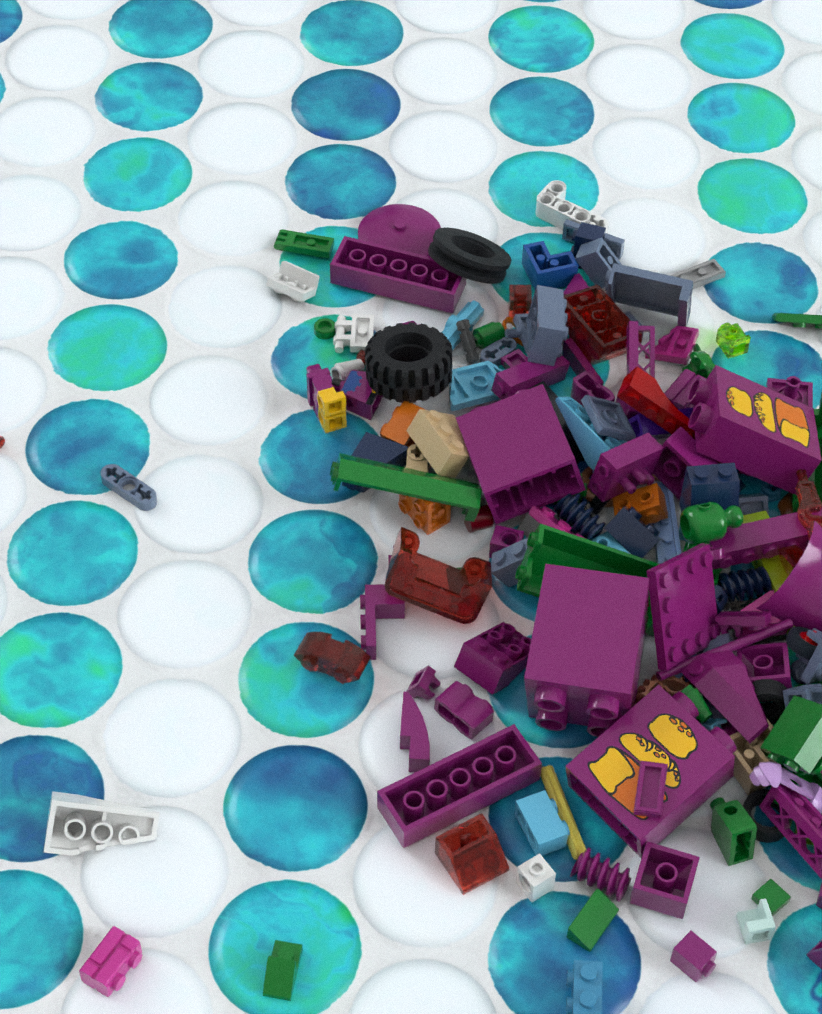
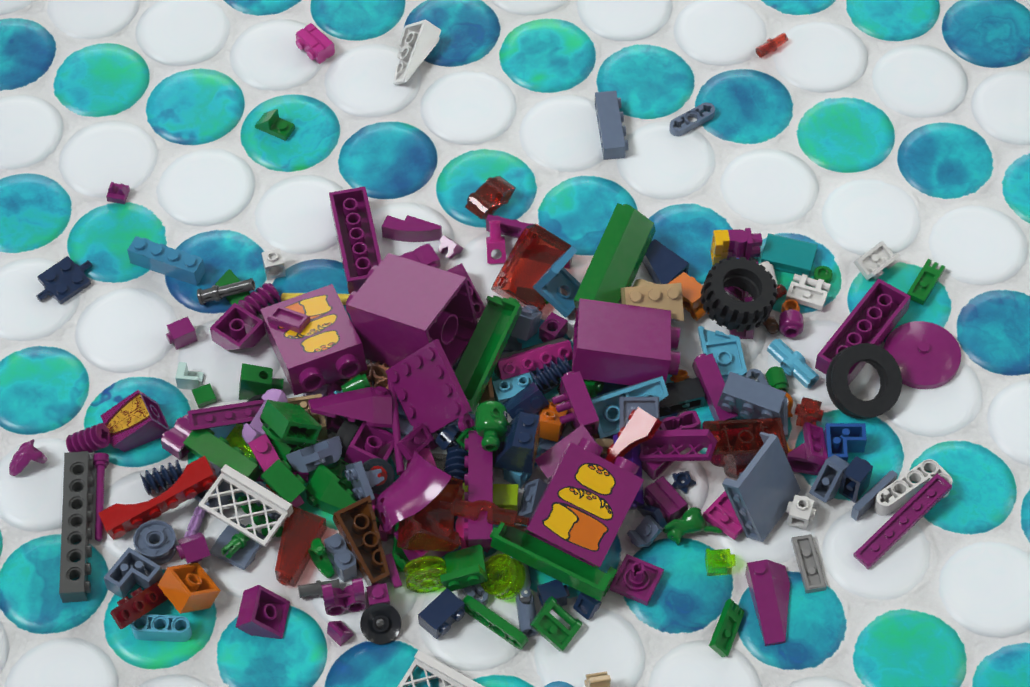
camera: 110 degrees right, 5 degrees up
(166, 563) = (610, 125): none -> sand blue brick
(307, 349) = (789, 254): none -> teal piece
(399, 634) = (495, 241): none -> dark pink bracket
(447, 543) = (556, 278): none -> dark azure bracket
(468, 341) = (771, 360): dark grey axle -> none
(471, 853) = (304, 233): clear red slope -> none
(541, 823) = (309, 276): medium azure brick -> none
(570, 278) = (815, 443): none -> magenta tile
(613, 930) = (217, 293): none -> dark grey pin
(615, 211) = (902, 521): none -> magenta tile
(748, 299) = (770, 596): none -> magenta wedge

